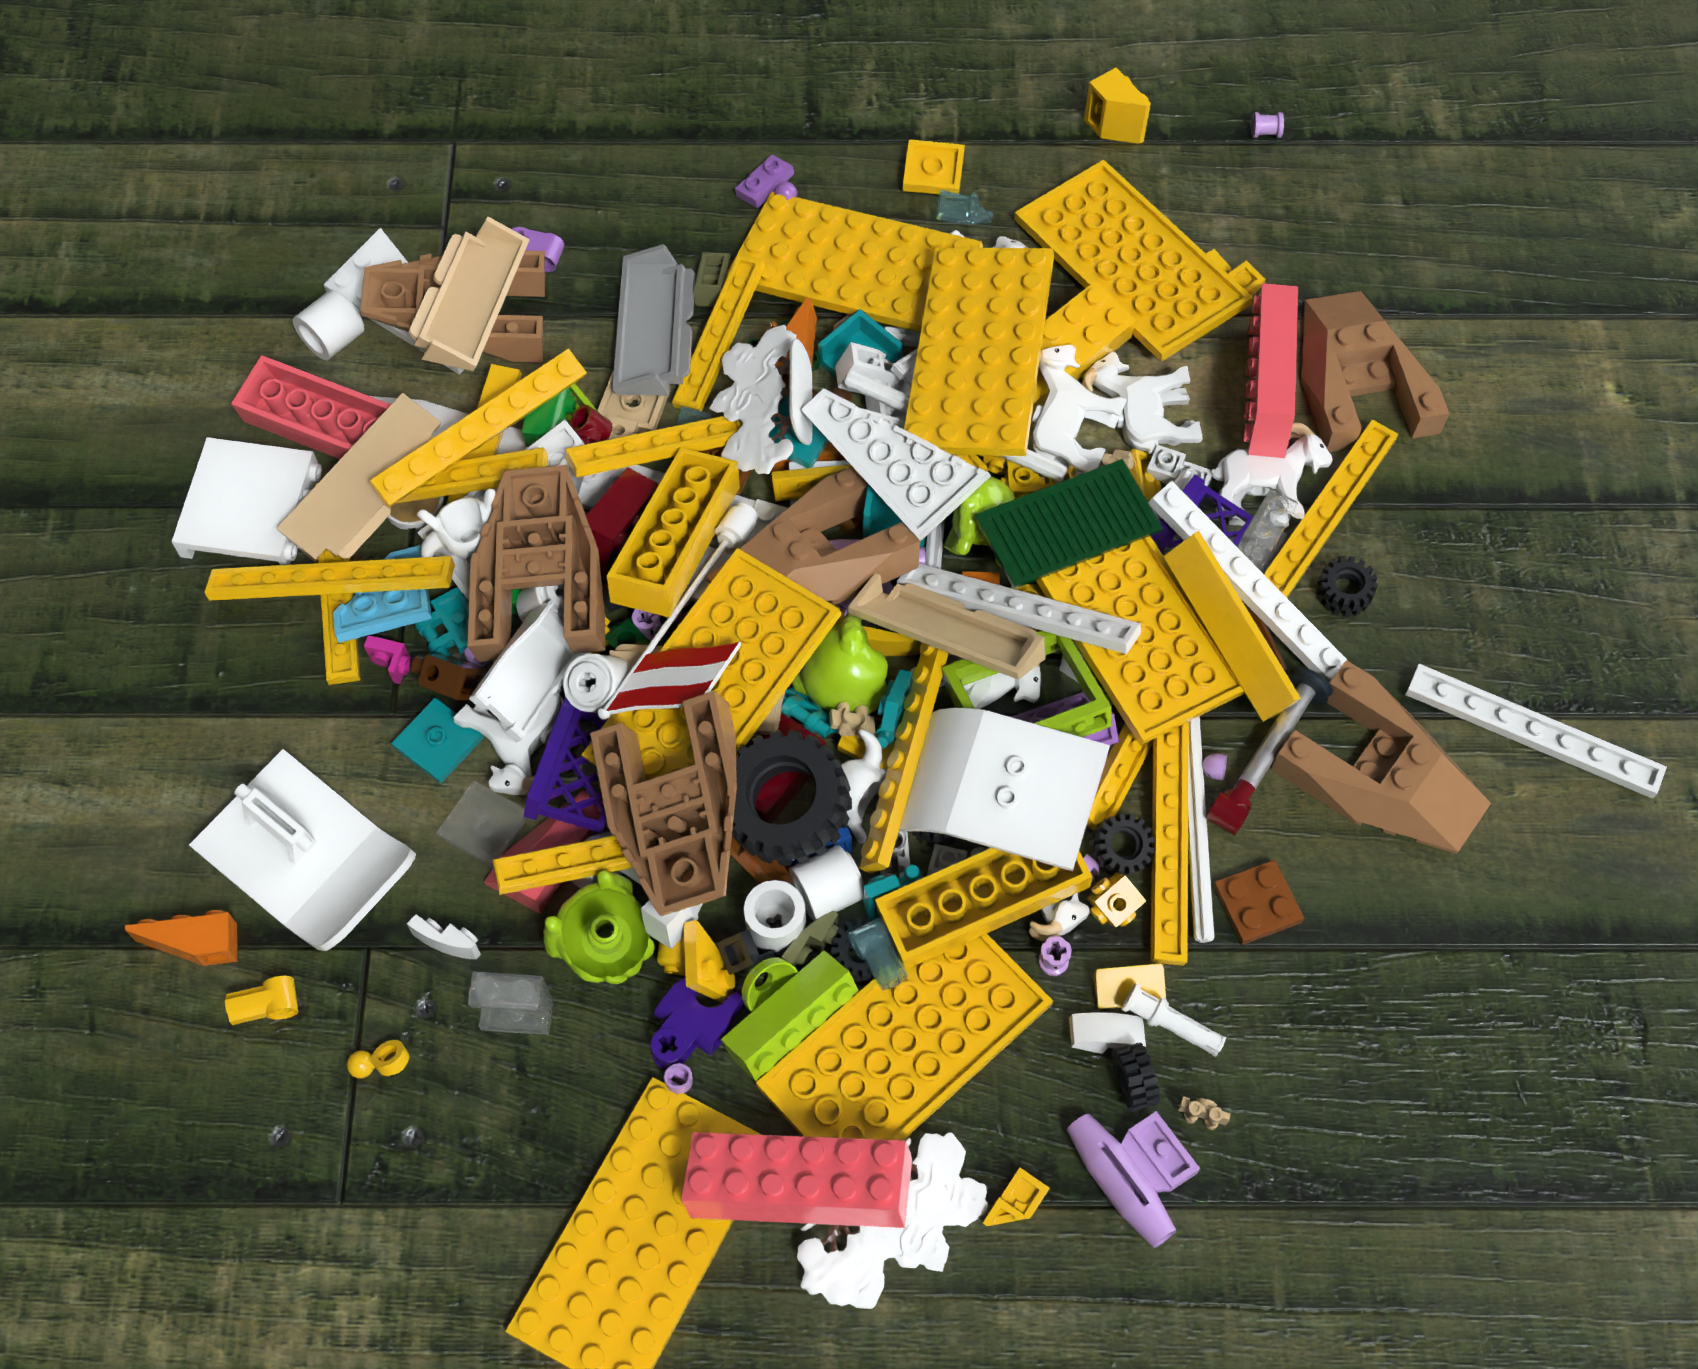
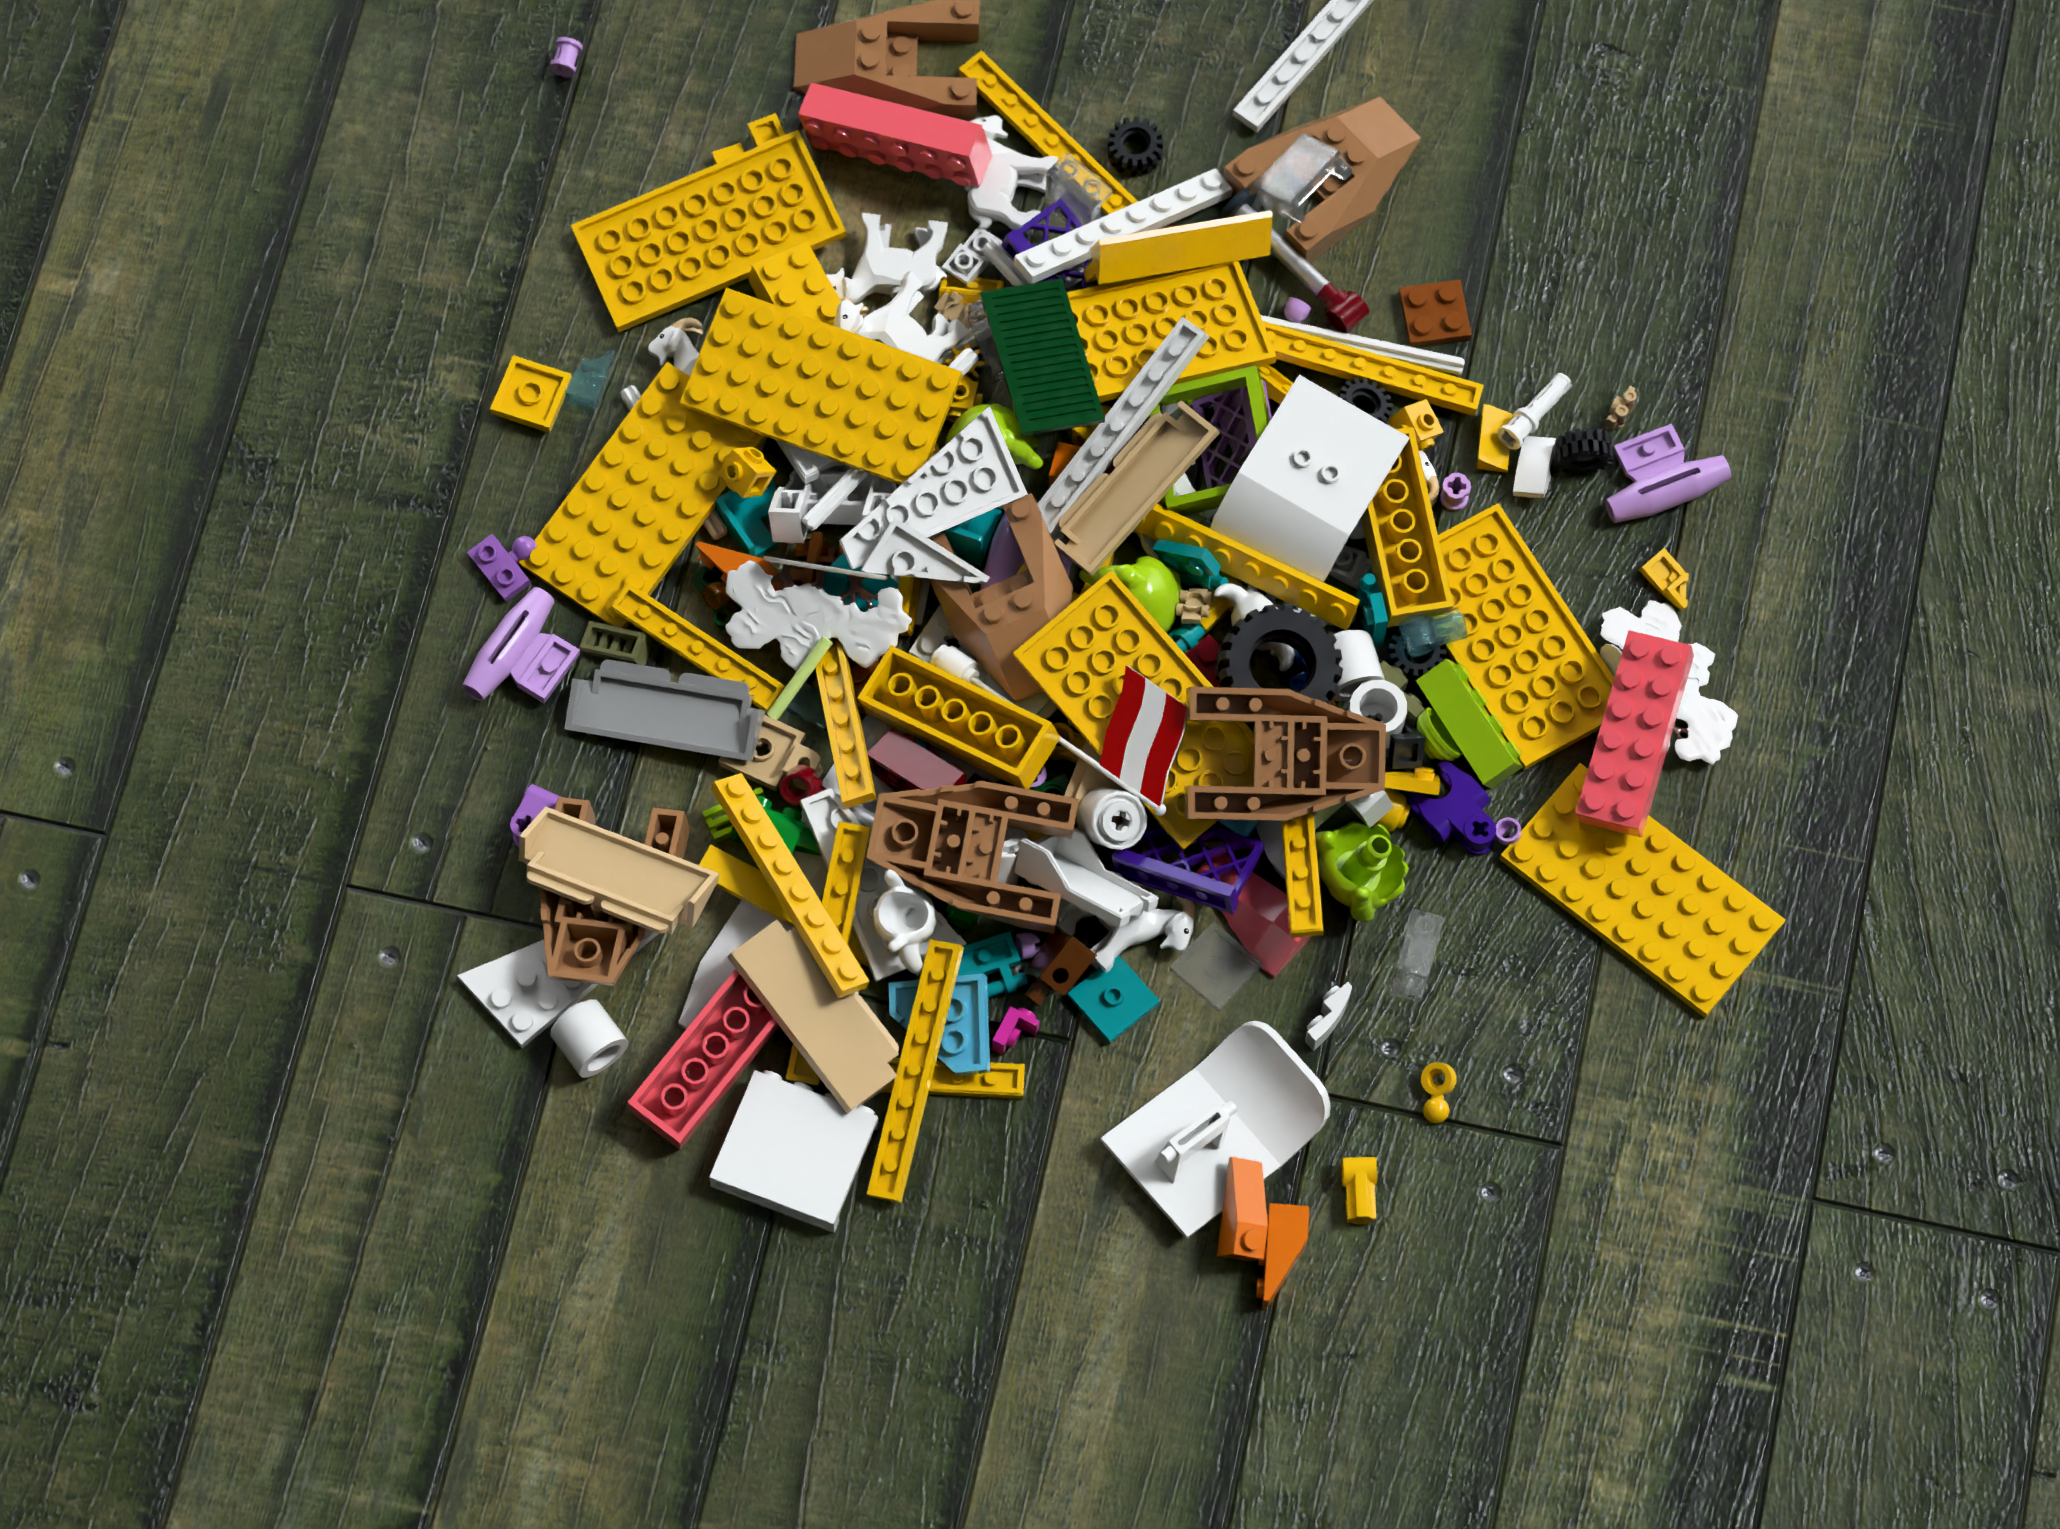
camera: 80 degrees left, 5 degrees up
(220, 891) = (1244, 1212): none -> orange slope
(685, 209) = (520, 650): none -> lavender plate
(701, 409) = (799, 678): none -> yellowish green bar
(824, 447) = (911, 554): none -> white wing
(885, 316) = (747, 472): none -> yellow brick
(1116, 108) = (514, 191): yellow slope -> none
(1360, 725) = (1298, 175): none -> clear panel

